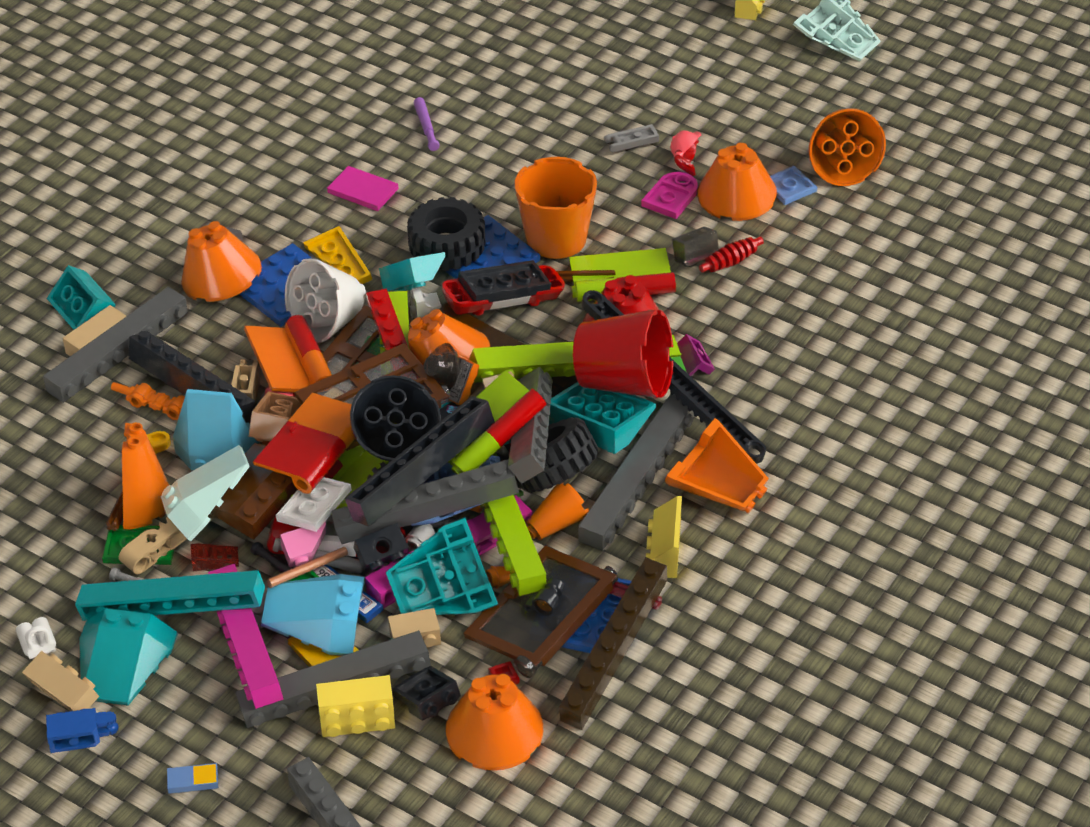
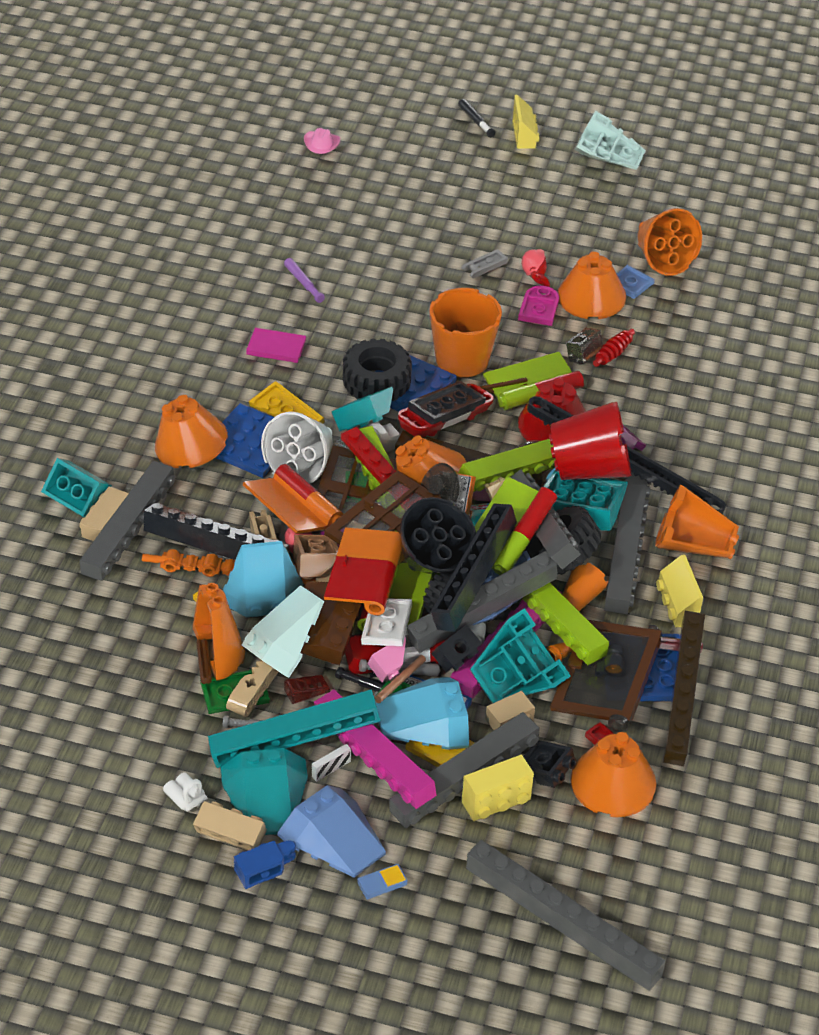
camera: 20 degrees left, 0 degrees up
(166, 712) = (334, 830): none -> medium blue wedge
(199, 640) = (331, 762): none -> white tile

